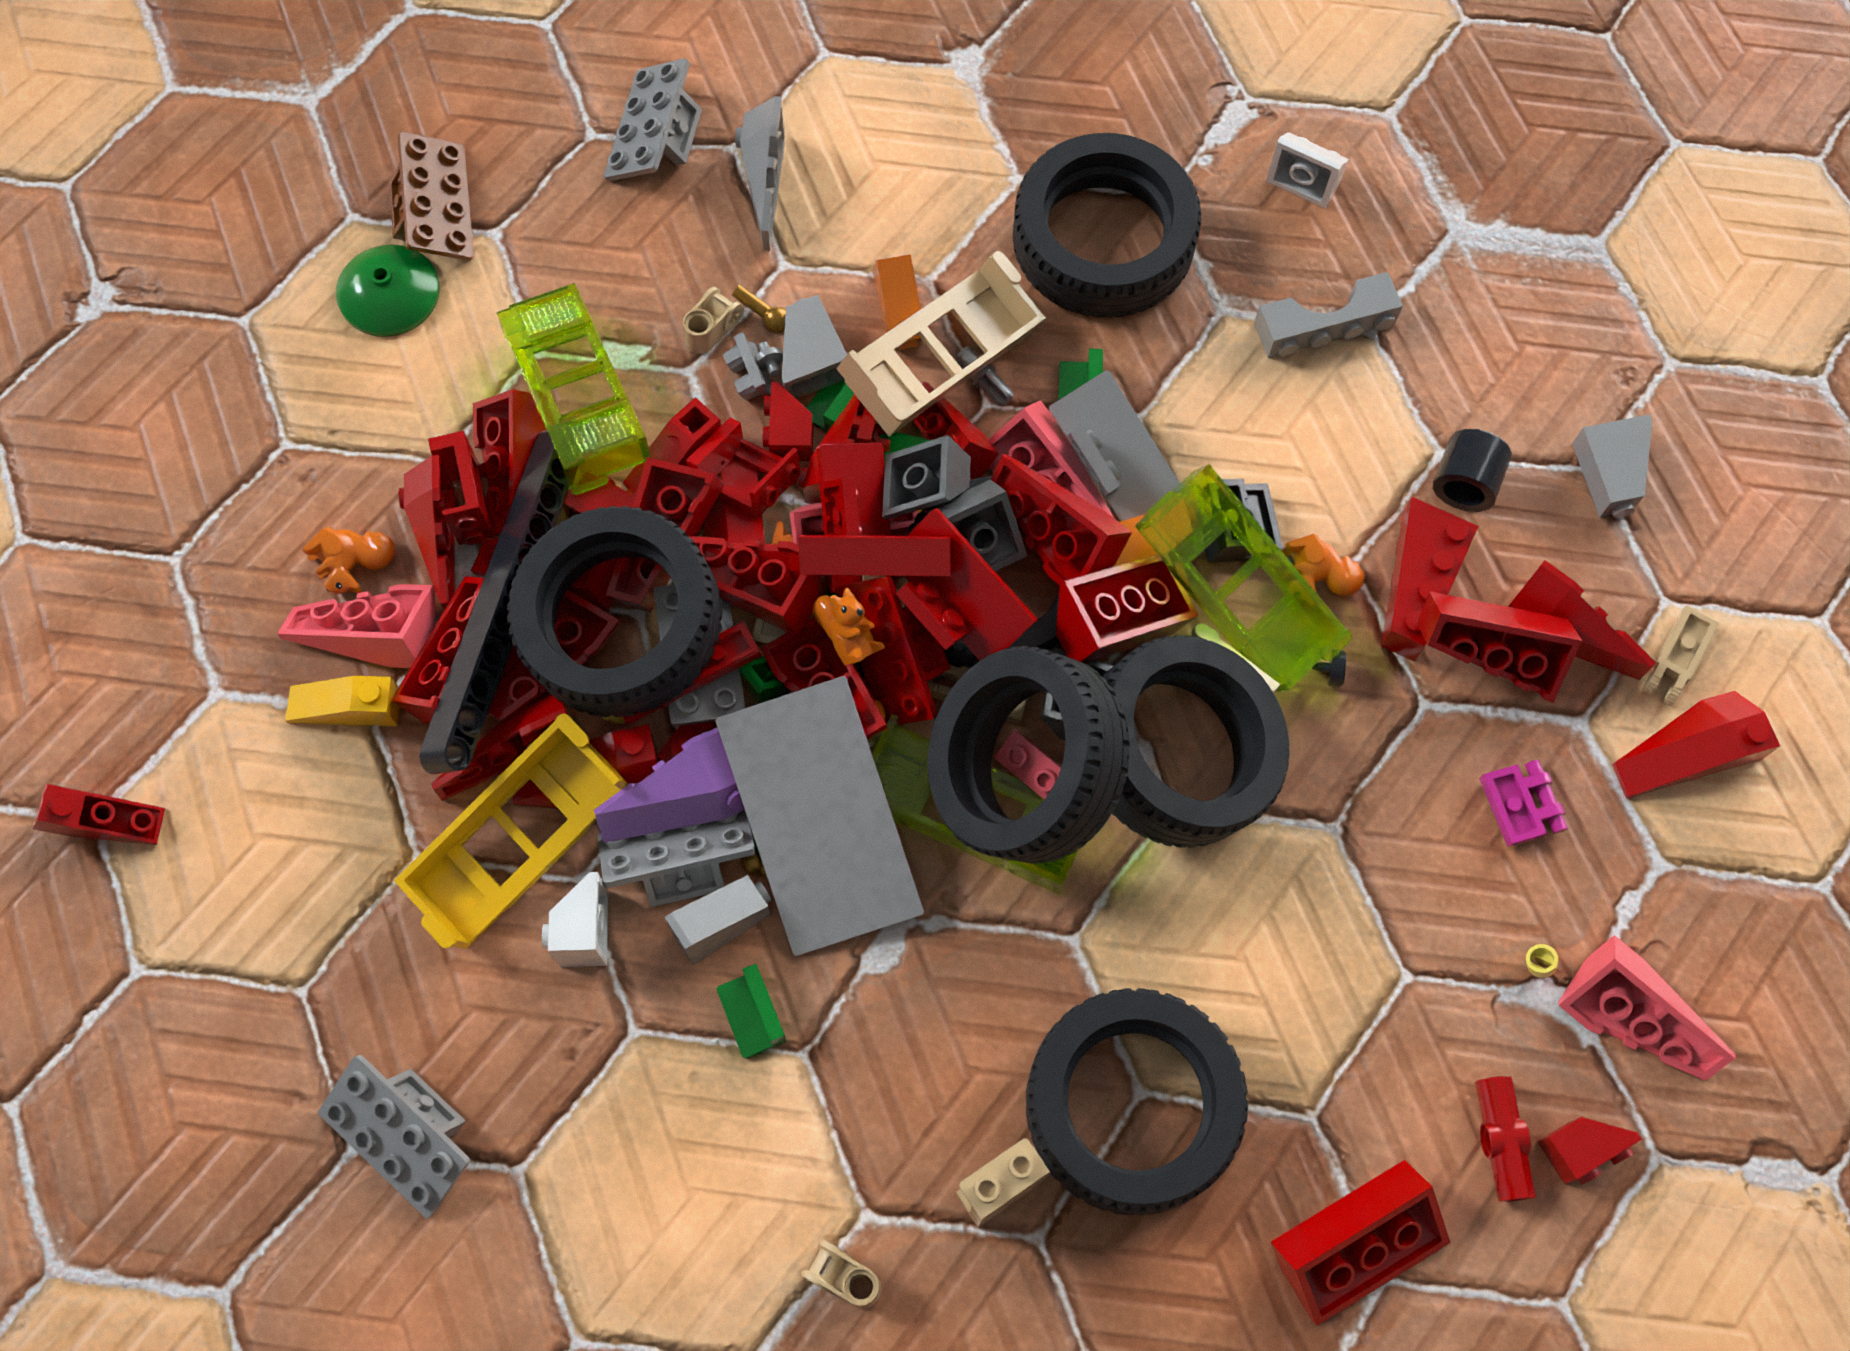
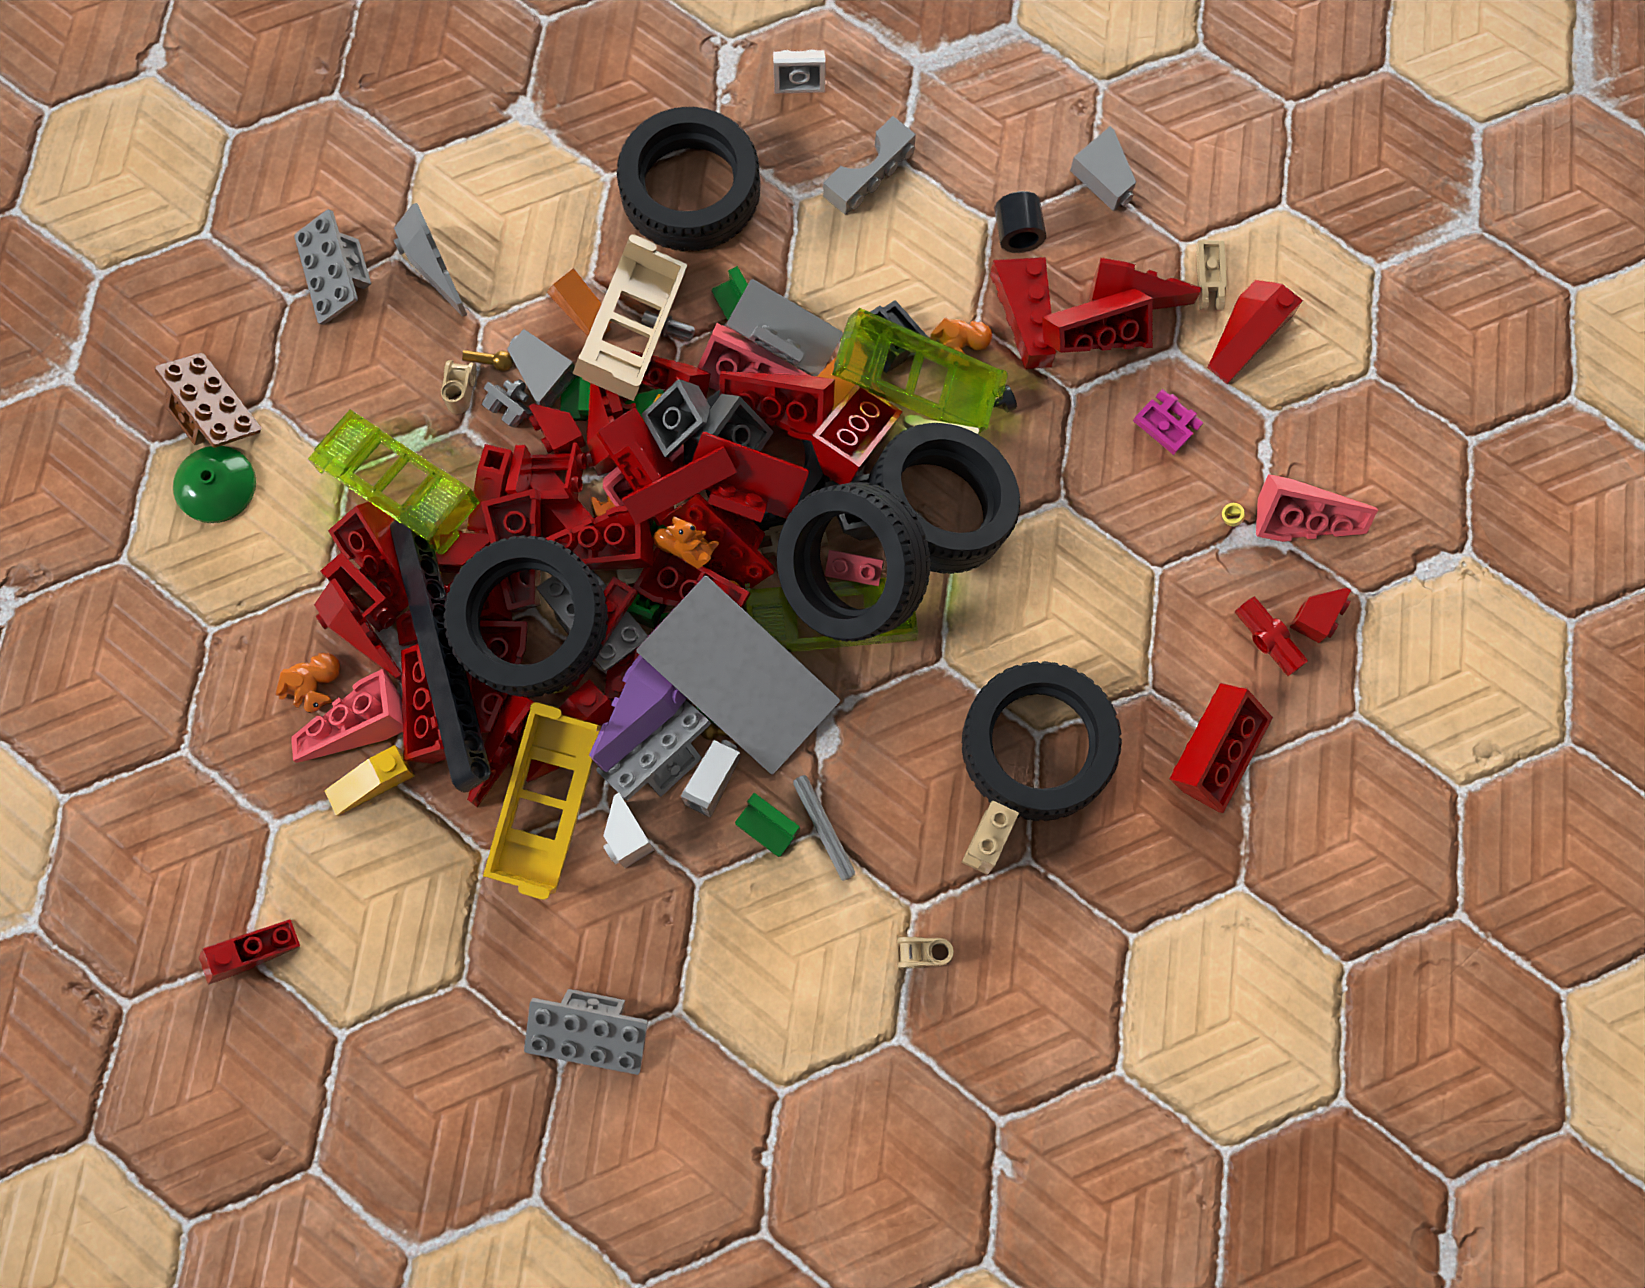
camera: 30 degrees left, 5 degrees up
(815, 1055) = (824, 827): none -> light grey axle

